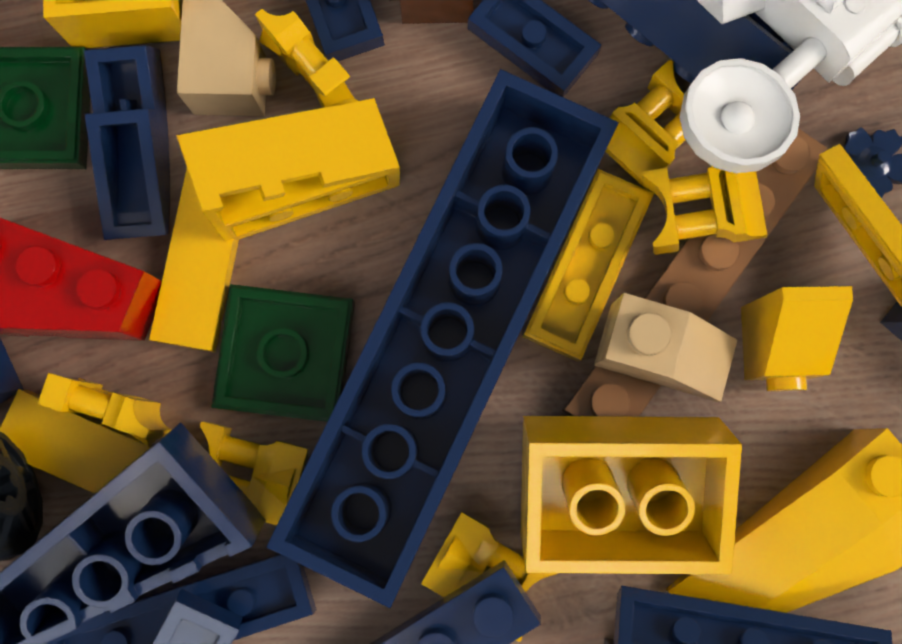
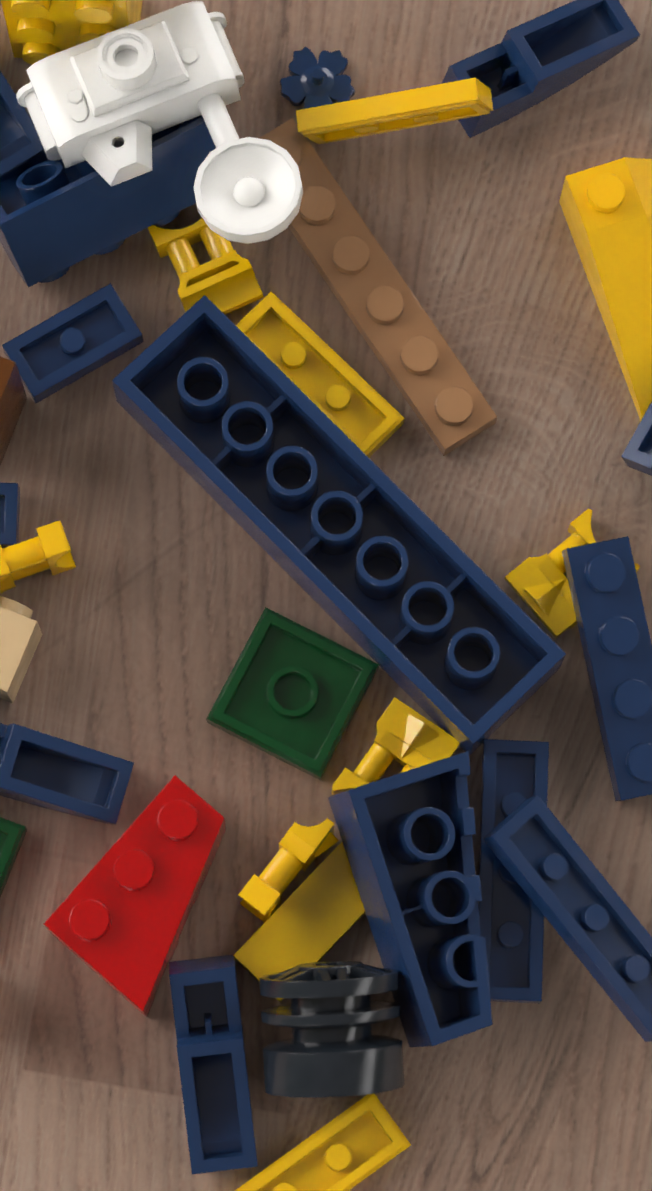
camera: 75 degrees left, 5 degrees down
(193, 279) = (165, 739): yellow tile -> none
(289, 166) = (120, 610): yellow wedge -> none
(629, 495) = (540, 420): yellow brick -> none
(666, 347) = (423, 336): tan slope -> none
(734, 202) = (325, 228): yellow piece -> none
(794, 335) = (455, 223): yellow slope -> none

